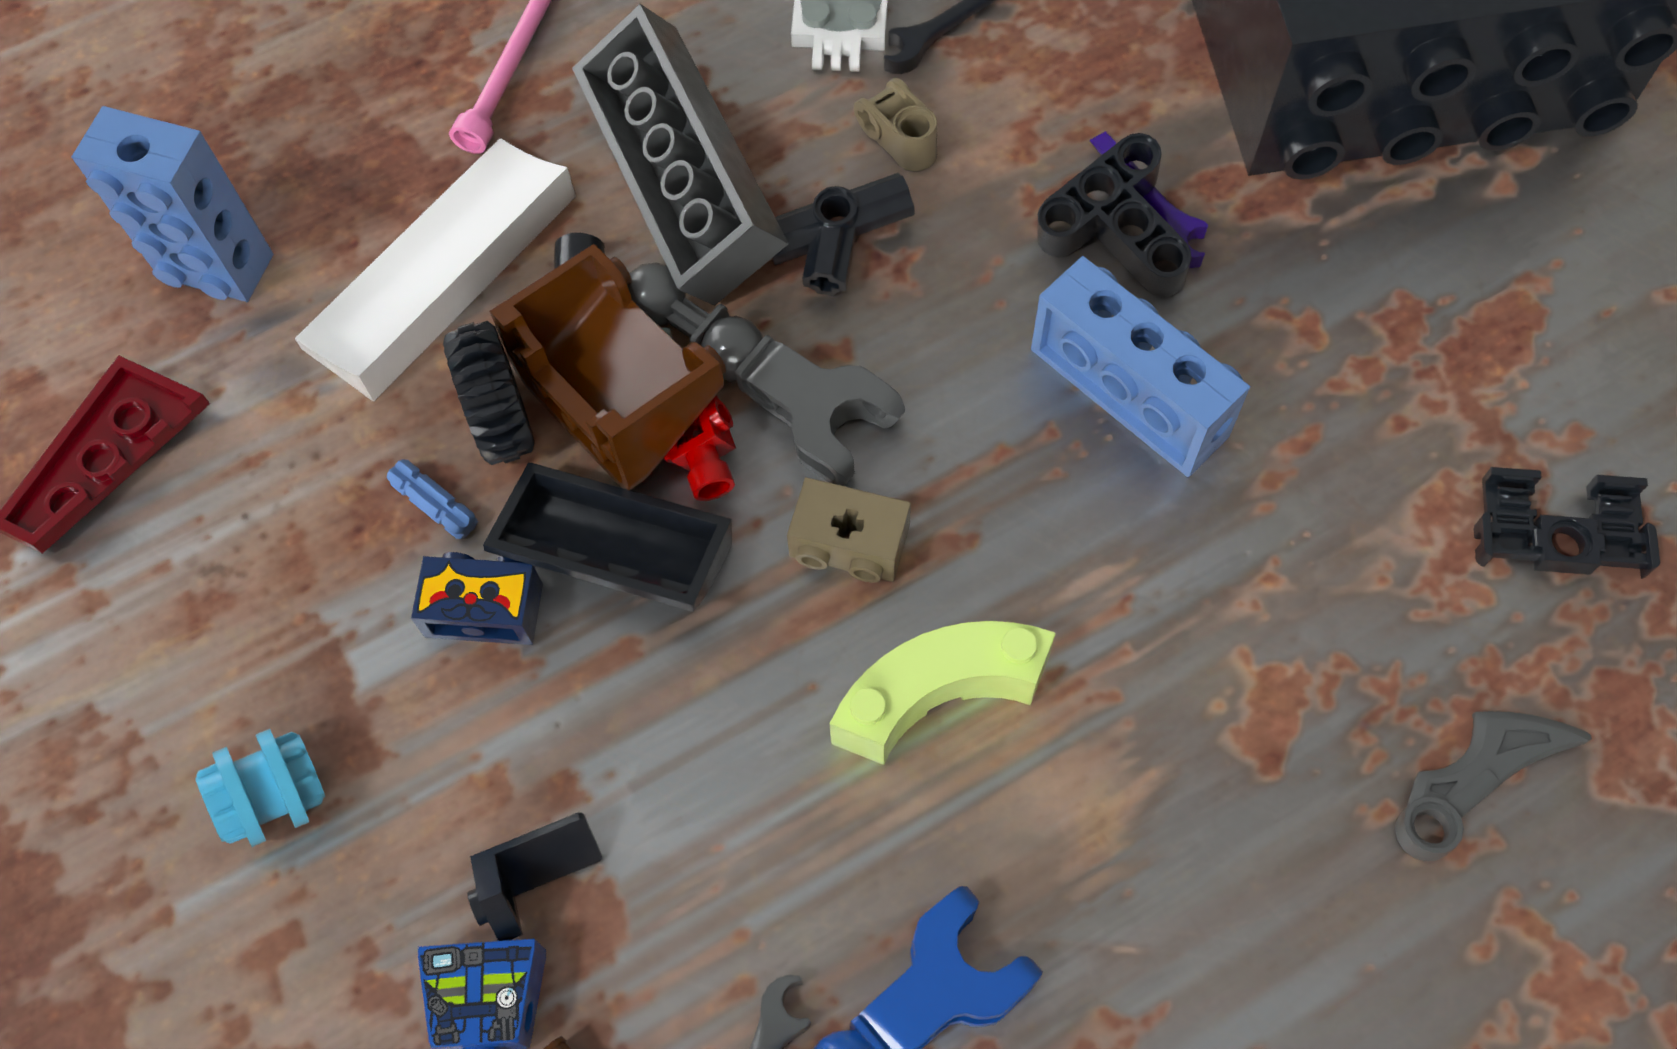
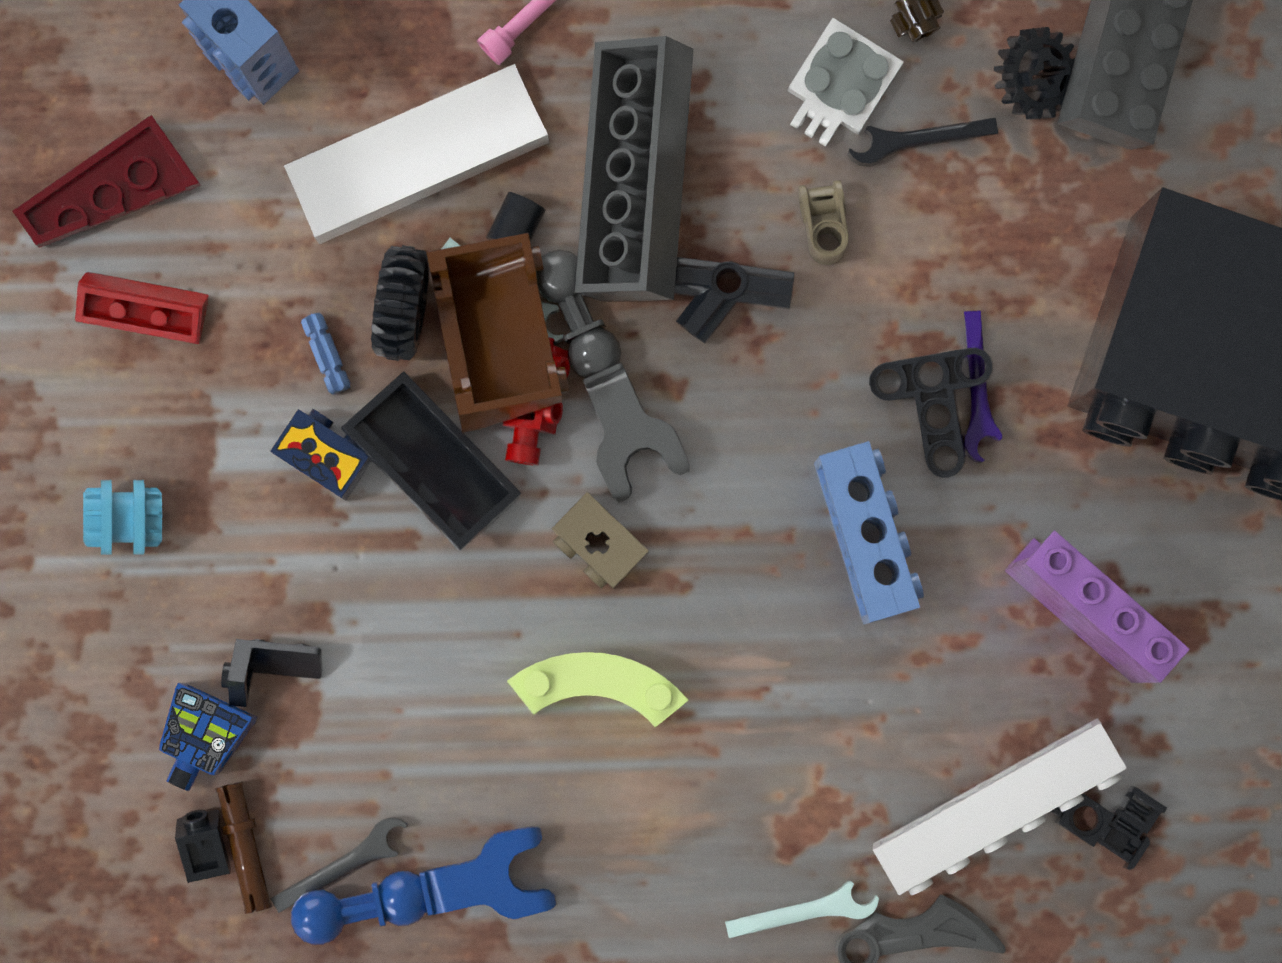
camera: 25 degrees right, 20 degrees up
(191, 560) = (141, 307): none -> red slope
(1368, 787) = (835, 904): none -> light aqua piece
(1438, 296) = (1097, 609): none -> medium lavender panel
(1474, 571) = (999, 807): none -> white brick

